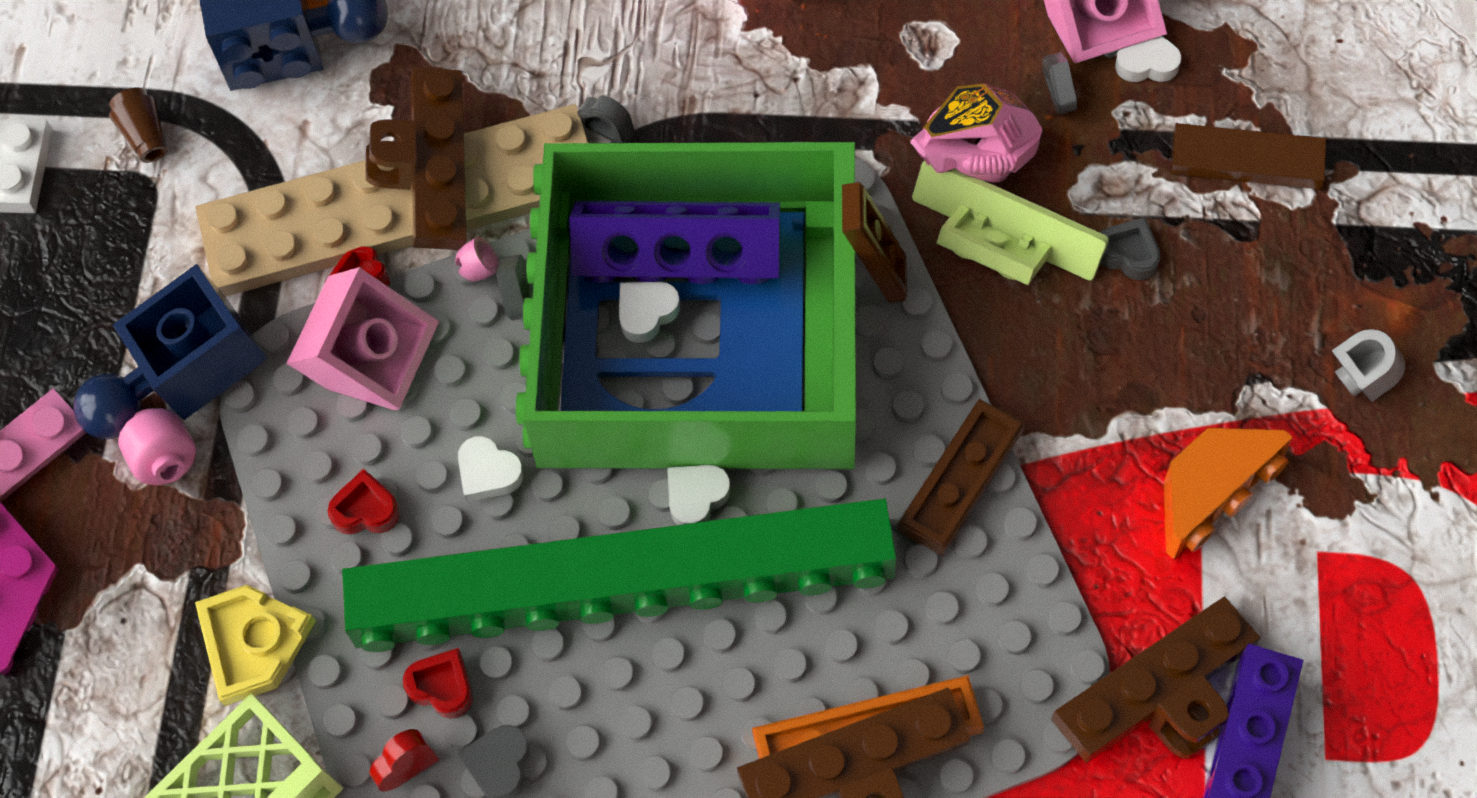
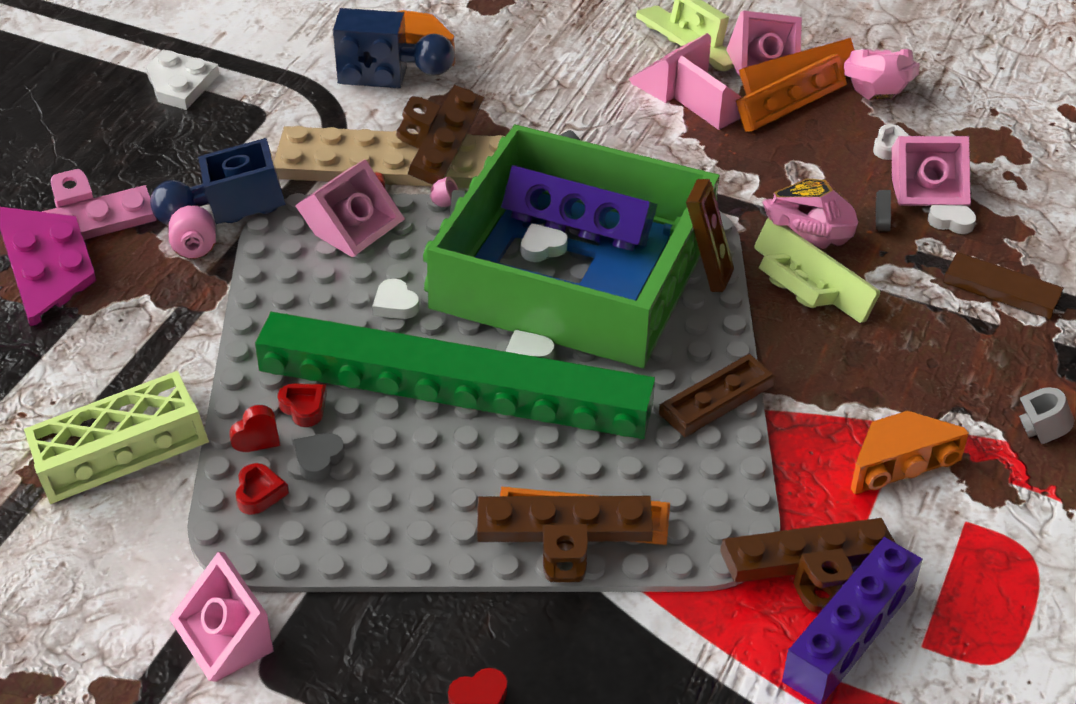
camera: 15 degrees right, 20 degrees down
(139, 123) = (272, 76): reddish brown cone -> none
(250, 640) = (193, 344): light yellow plate -> none
(362, 506) = (304, 296): red tile -> none
(1131, 249) = (896, 312): dark grey tile -> none

